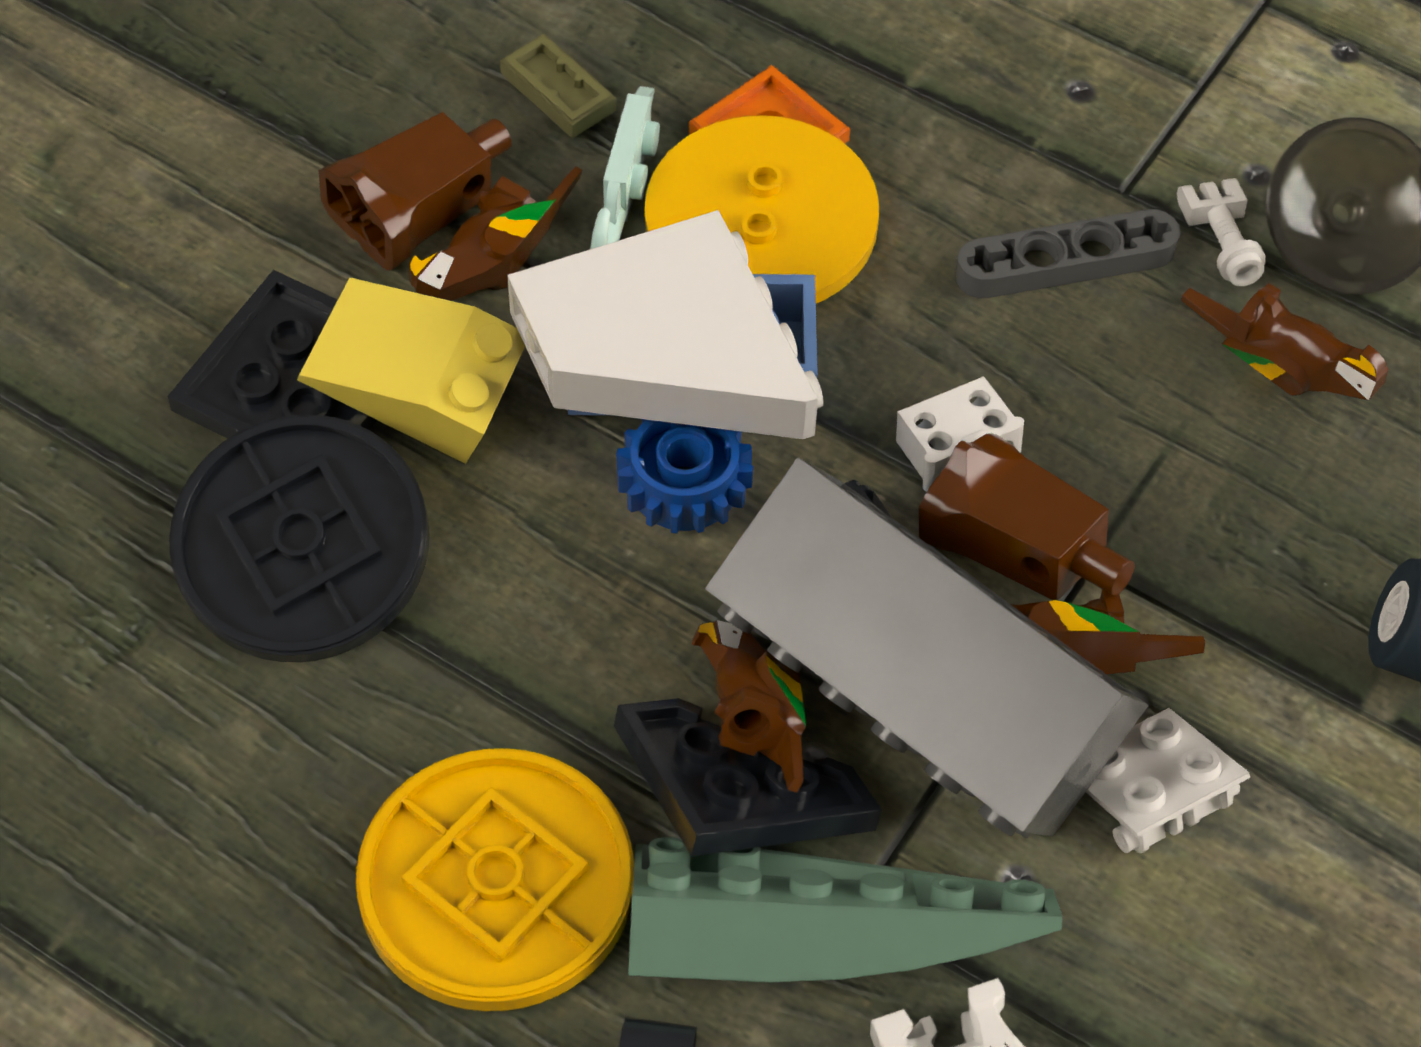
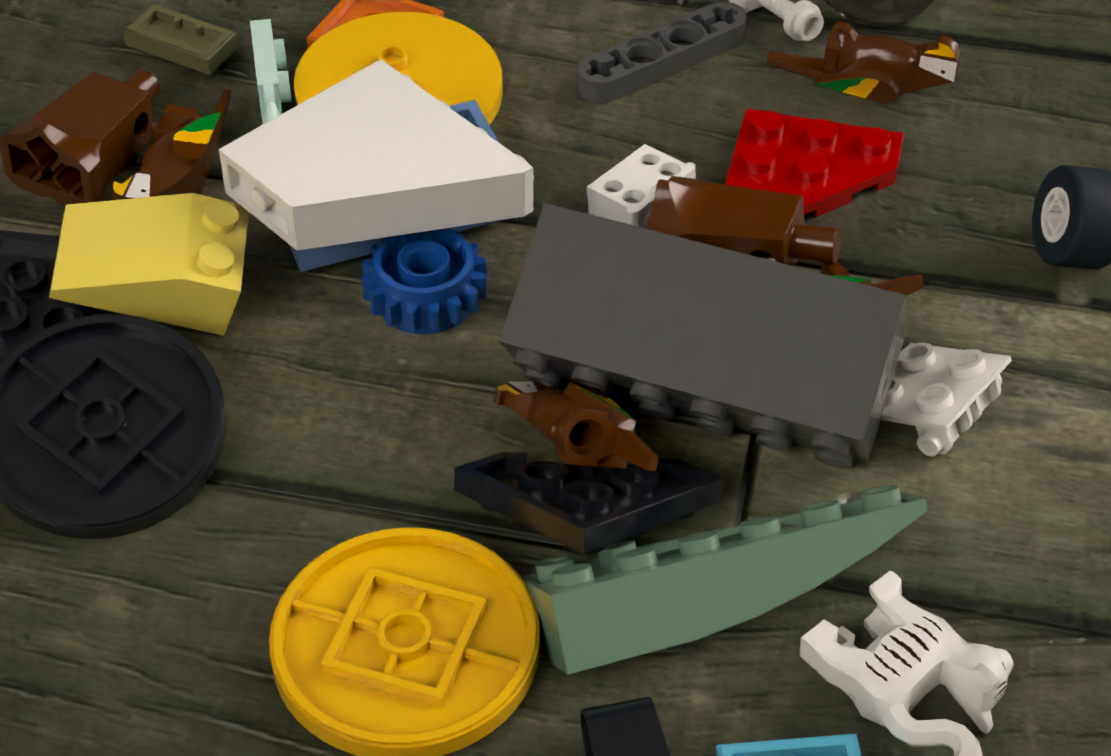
camera: 20 degrees left, 10 degrees down
(1160, 449) = (813, 158): none -> red plate

